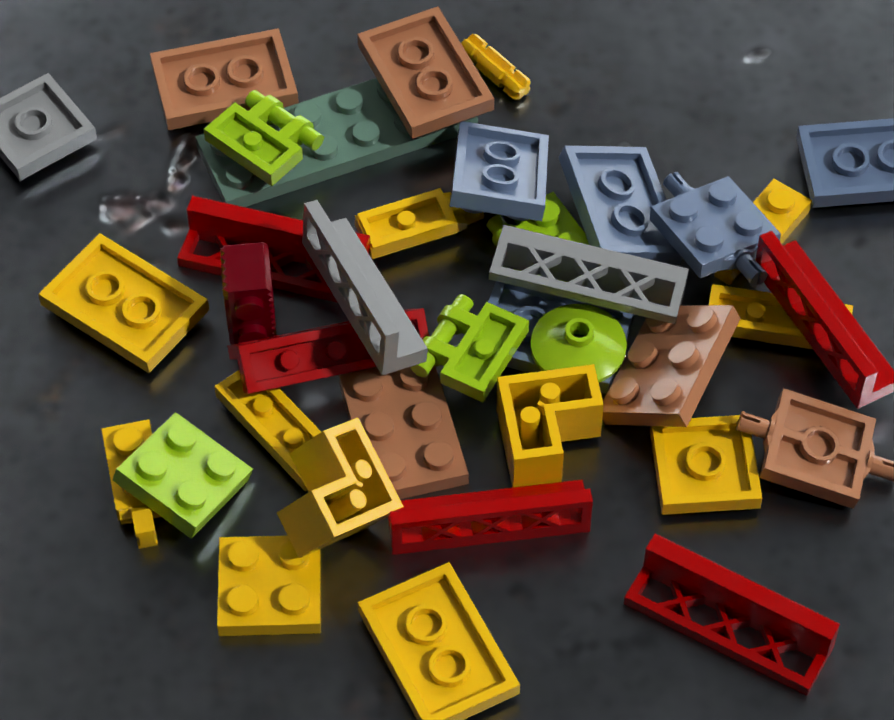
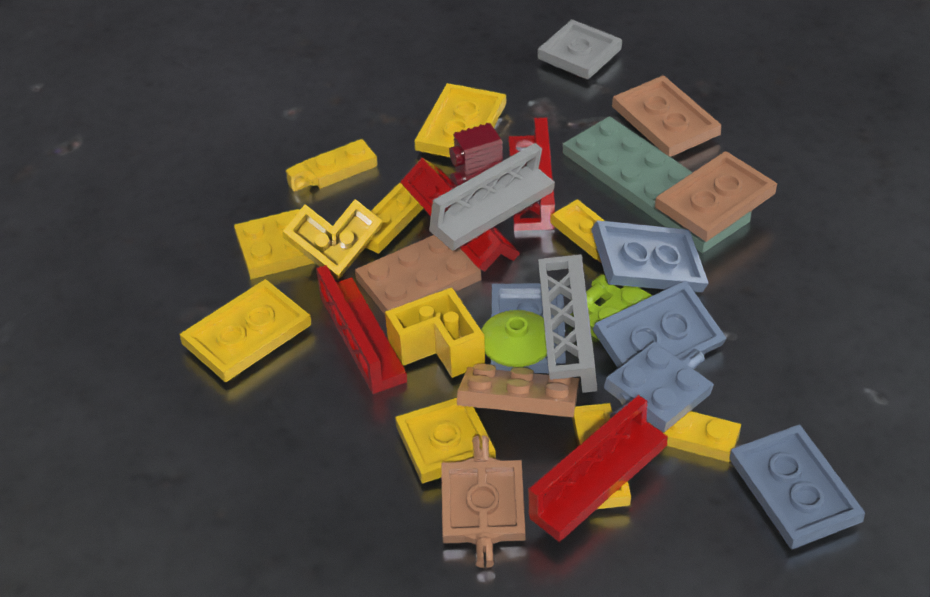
camera: 75 degrees right, 10 degrees down
(182, 475) = (334, 176): lime plate -> none
(255, 144) = (605, 132): lime plate -> none
(482, 353) = (484, 276): lime plate -> none
(496, 67) = (760, 243): yellow axle -> none
(740, 599) = (324, 489): red fence -> none

